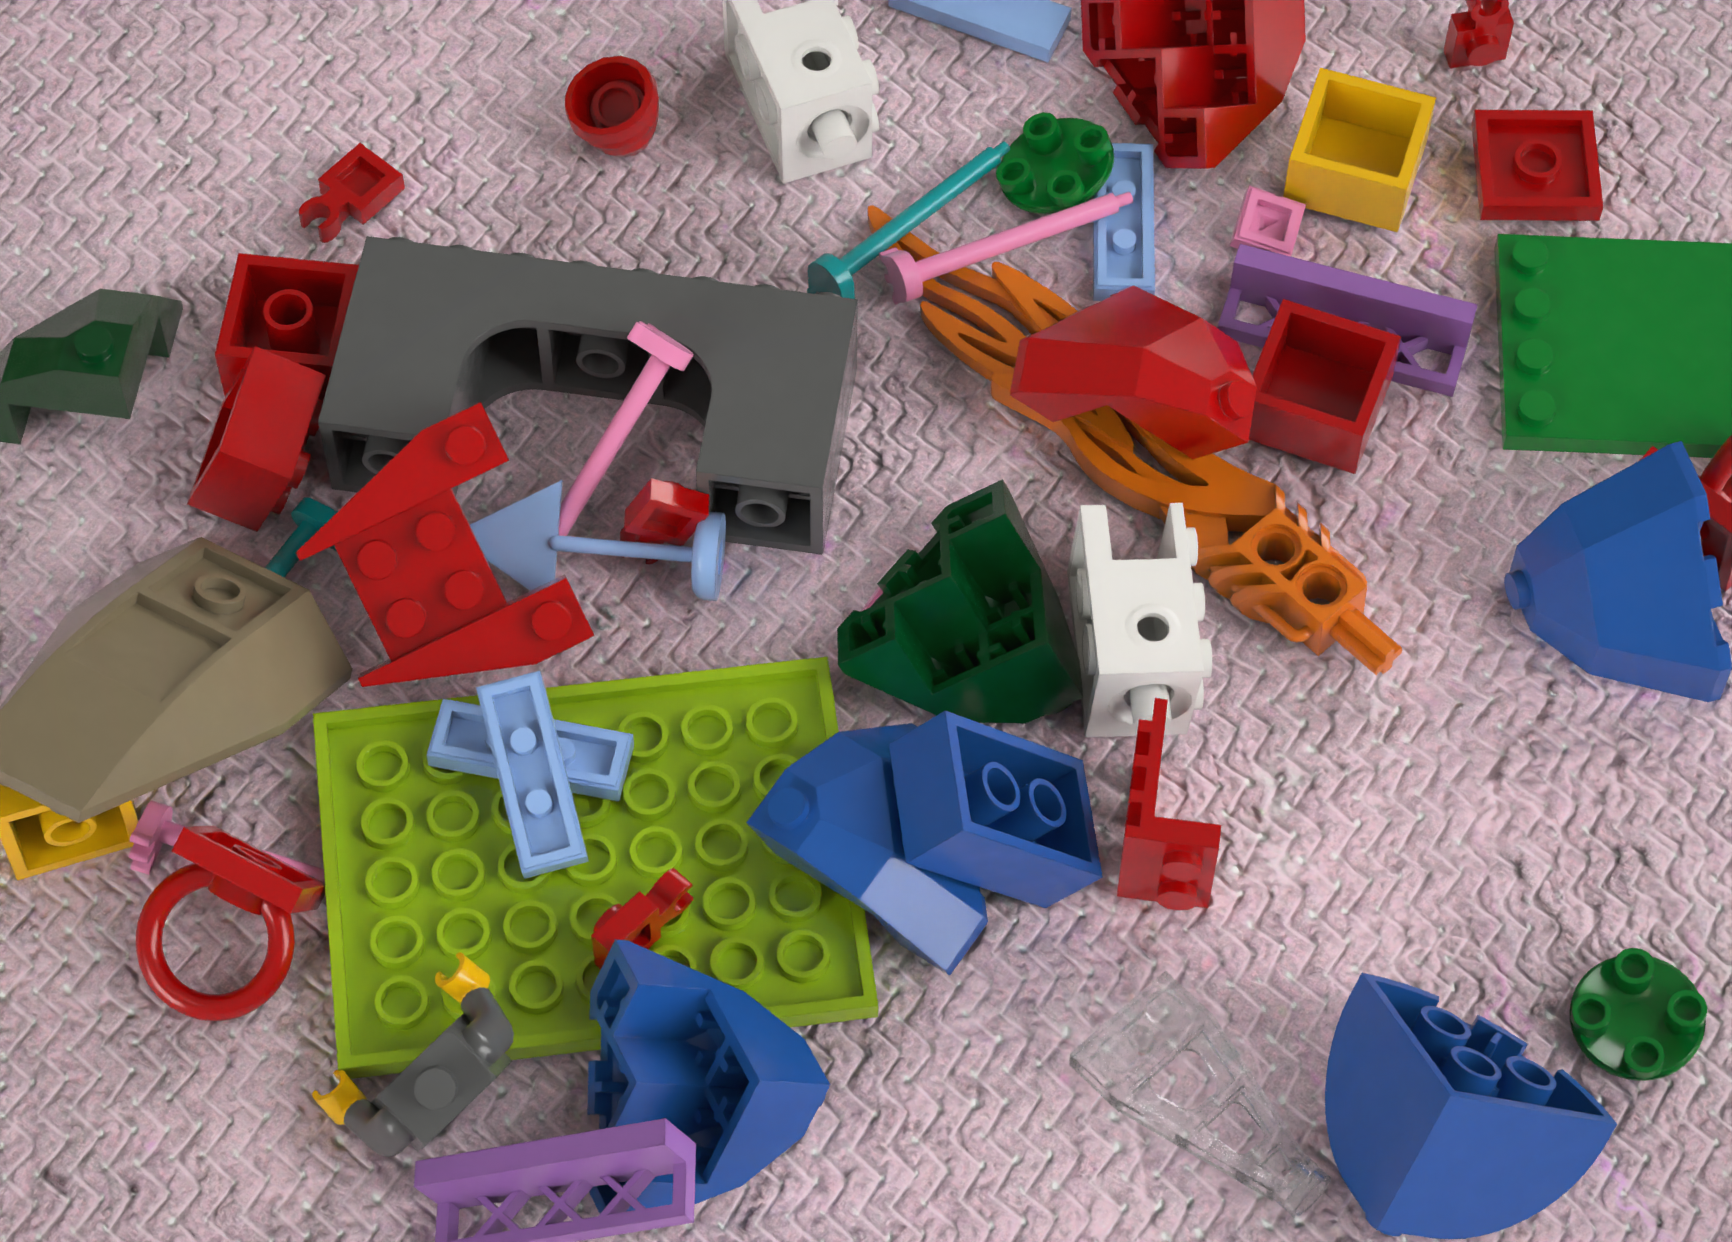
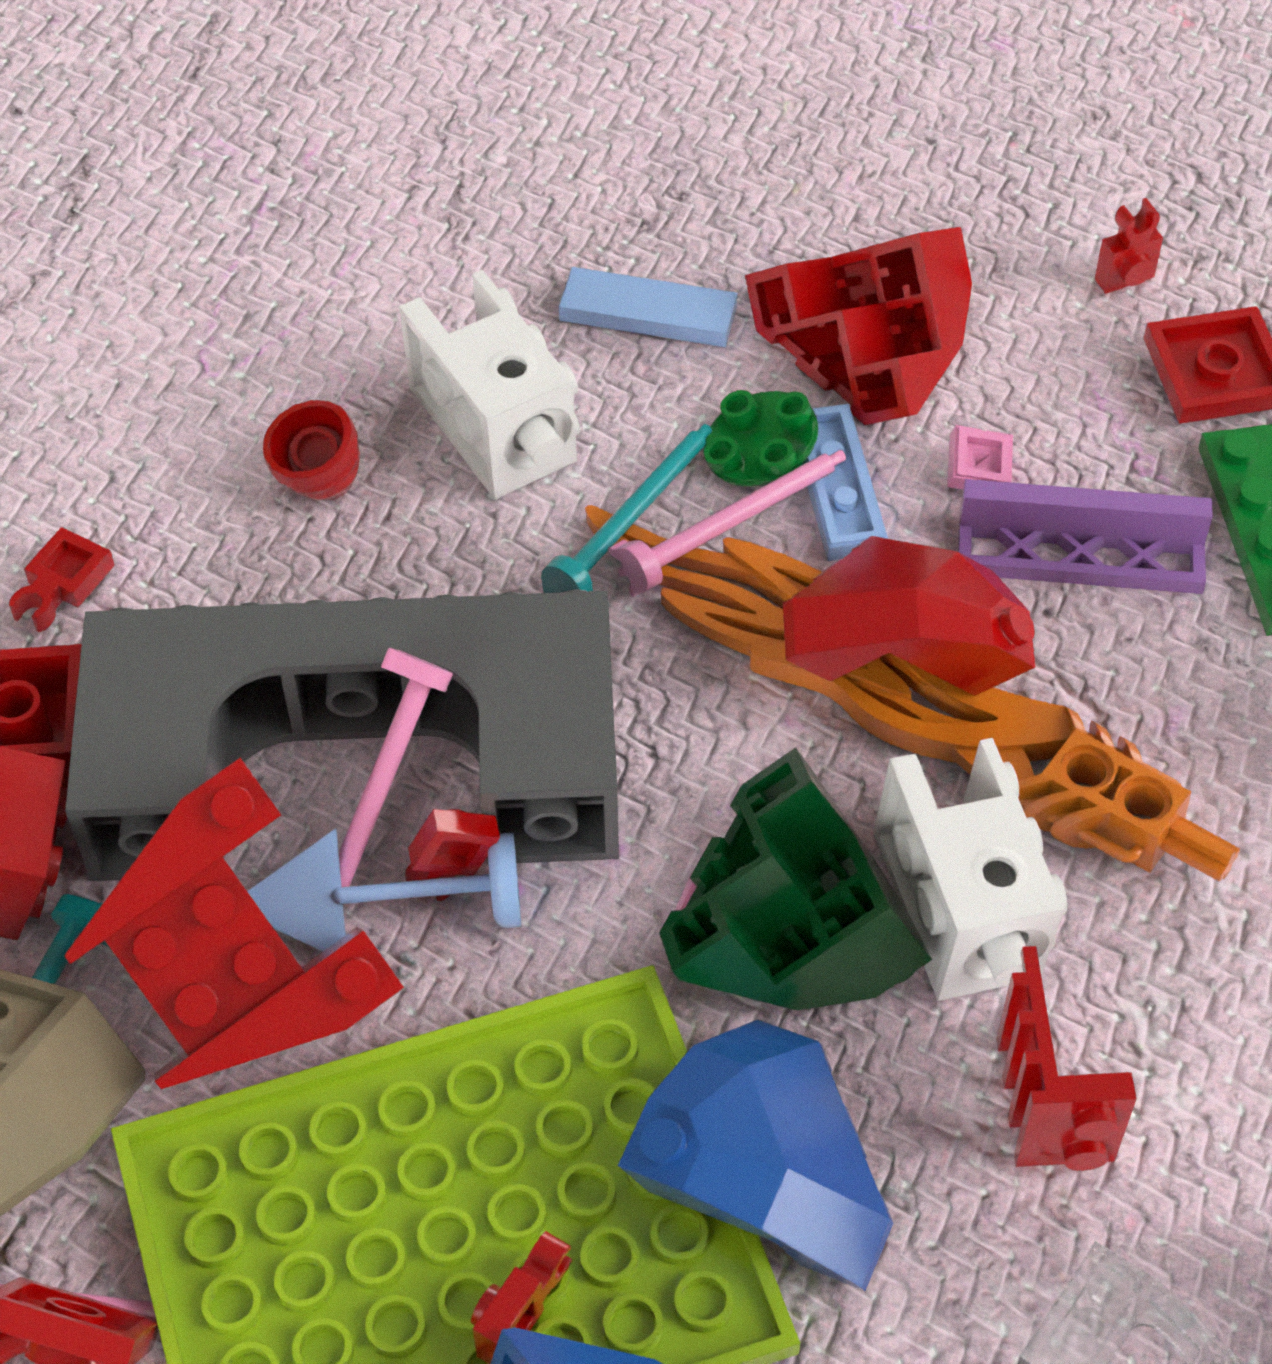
camera: 10 degrees left, 5 degrees down
(532, 774) = (367, 1154): light blue tile -> none
(592, 755) = (357, 1125): light blue tile -> none
(994, 810) = (878, 1100): blue brick -> none
(1321, 385) = (1086, 600): red piece -> none
(1359, 149) = (1053, 374): yellow piece -> none

